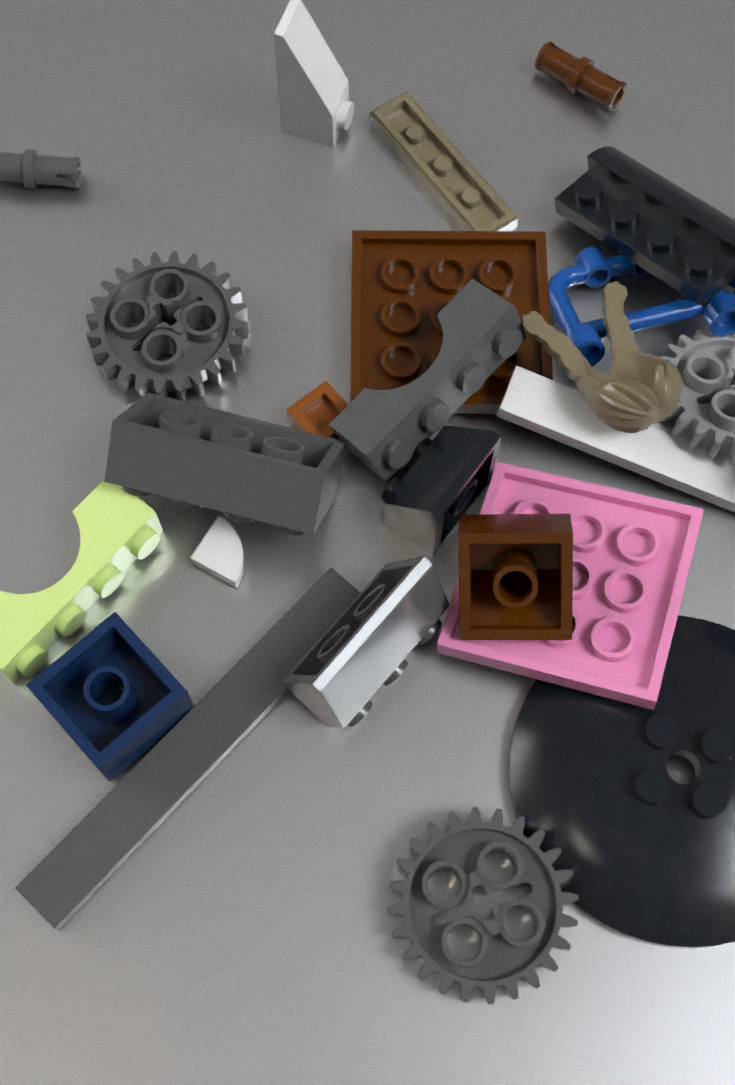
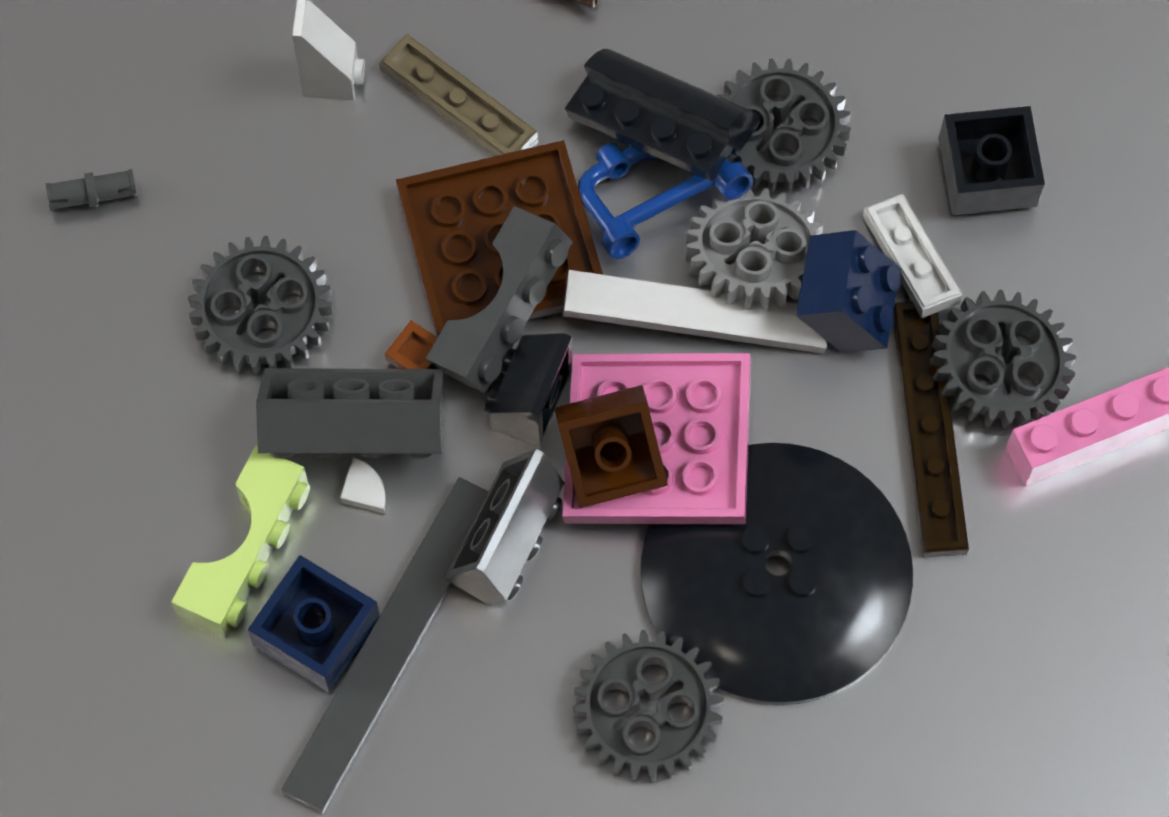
camera: 15 degrees left, 0 degrees up
(639, 384) = (673, 264): dark tan hair -> none

